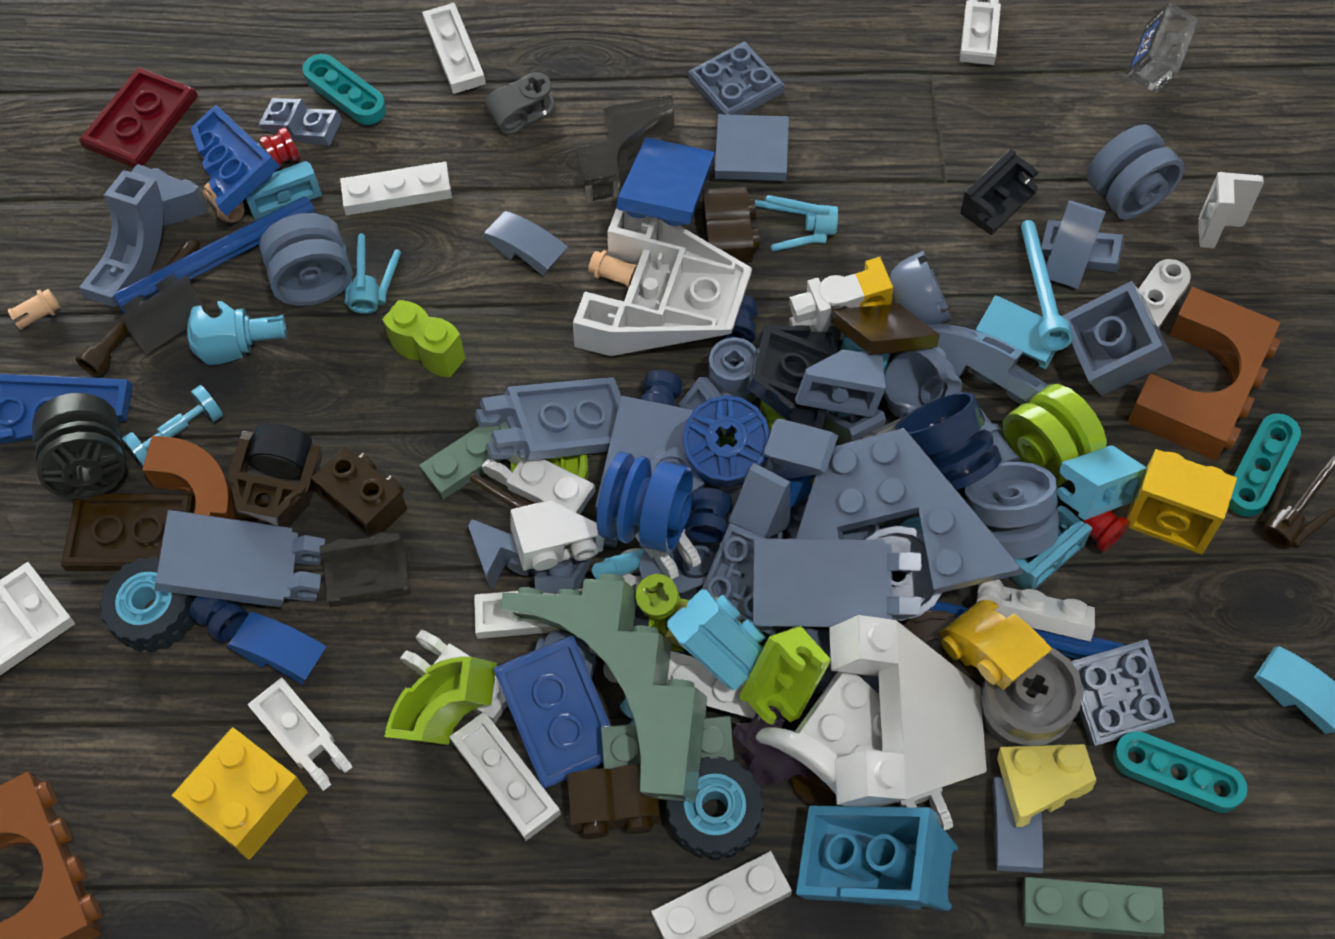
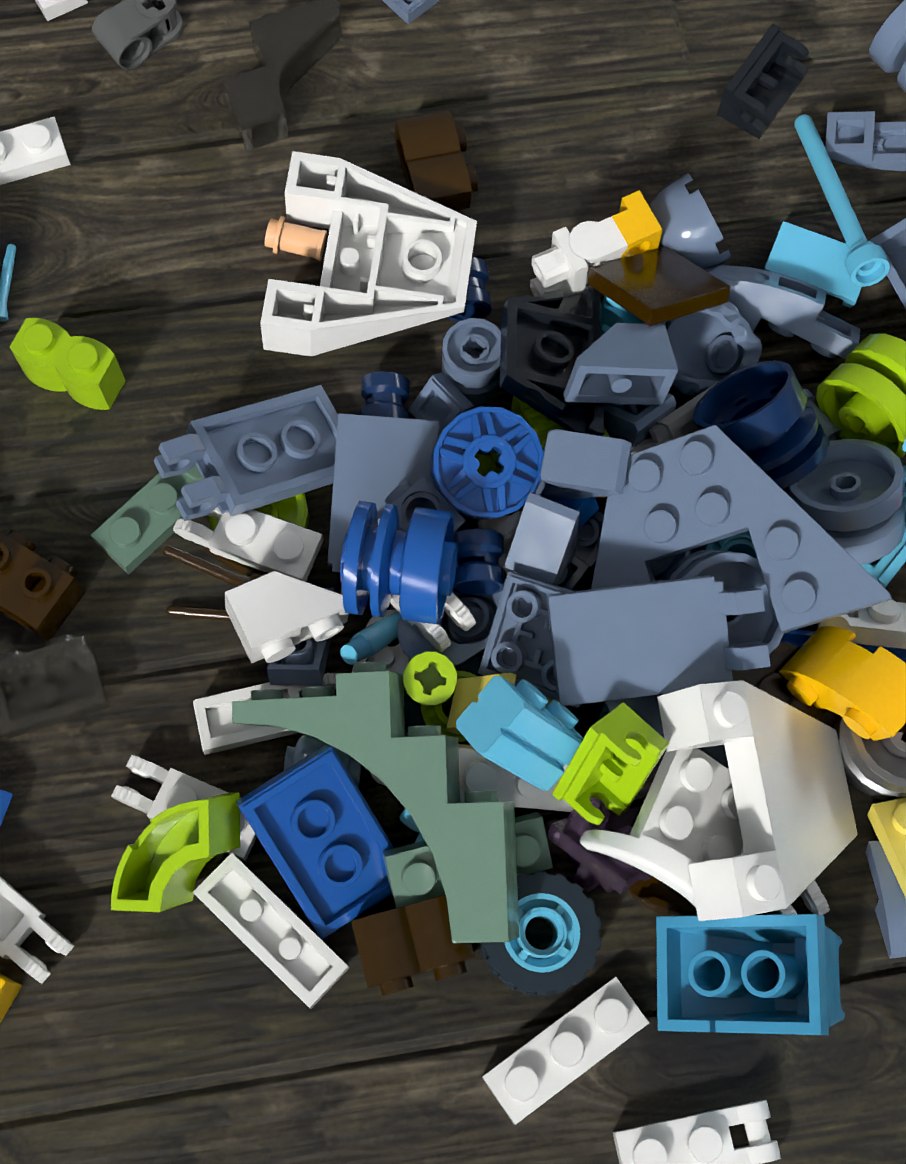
camera: 15 degrees left, 10 degrees up
(495, 550) = (207, 637): sand blue slope -> none
(529, 241) = (172, 210): sand blue slope -> none
(665, 182) = (347, 116): blue tile -> none
(752, 147) = (446, 54): sand blue tile -> none
(819, 219) = (546, 143): medium azure plant -> none
(1074, 243) = (868, 140): sand blue slope -> none

